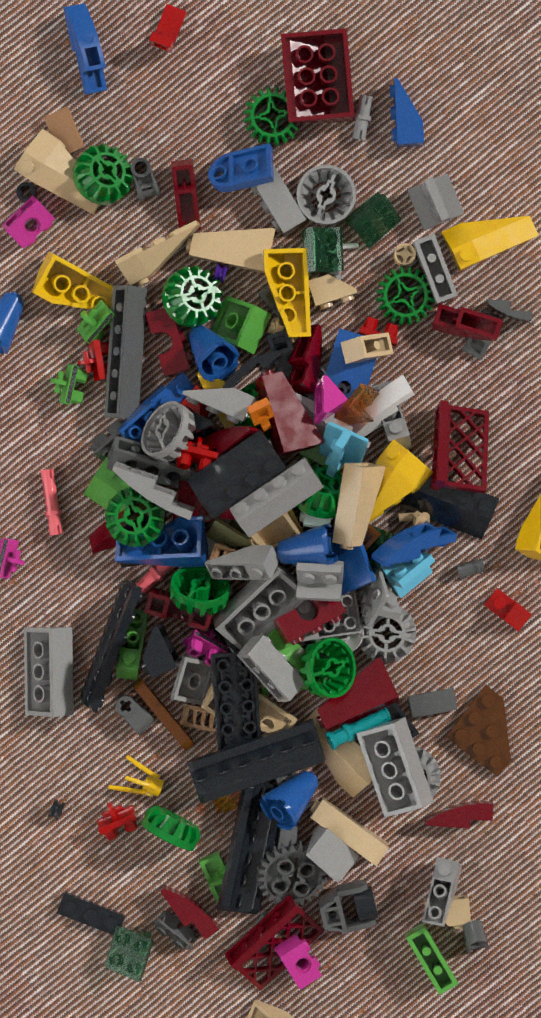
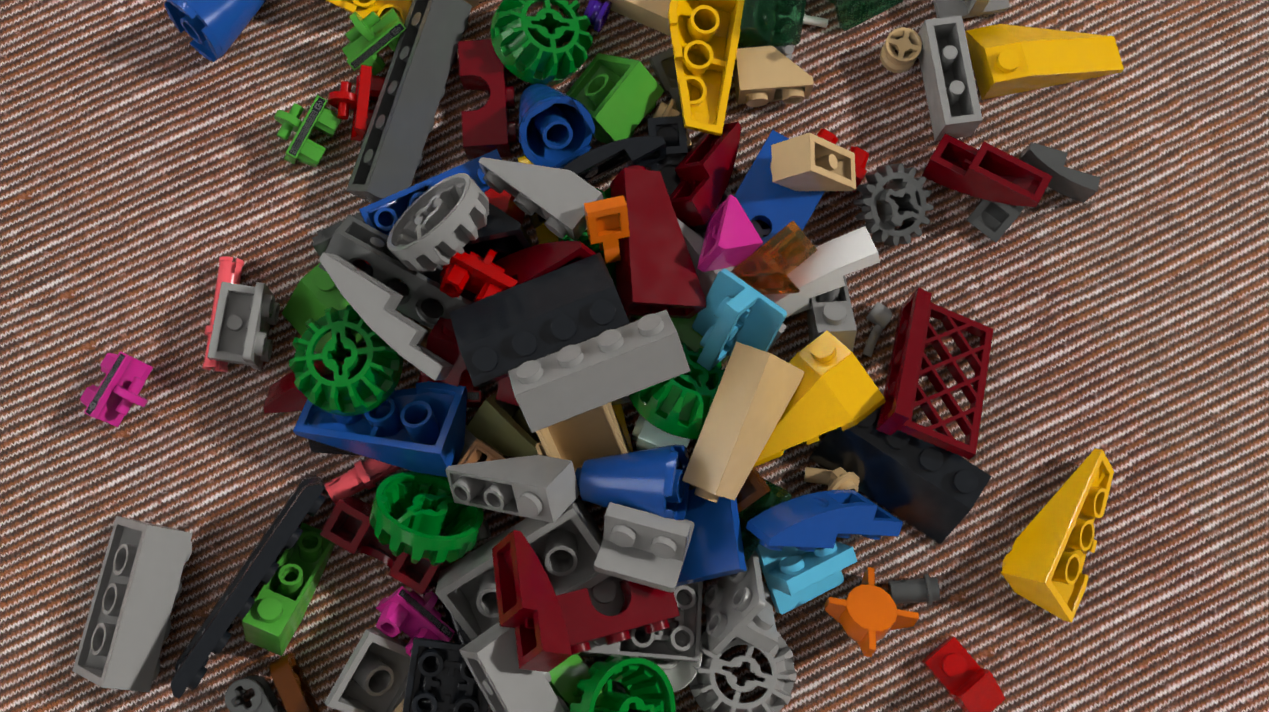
camera: 15 degrees right, 10 degrees down
(67, 507) = (243, 325): none -> light grey bracket
(160, 653) = (319, 608): black slope -> none
(267, 623) = (529, 605): none -> dark red slope
(409, 305) = (914, 101): green gear -> none
(413, 363) = (896, 203): none -> dark grey gear
(422, 418) = (880, 316): none -> light grey hand
(448, 586) = (868, 613): none -> orange piece

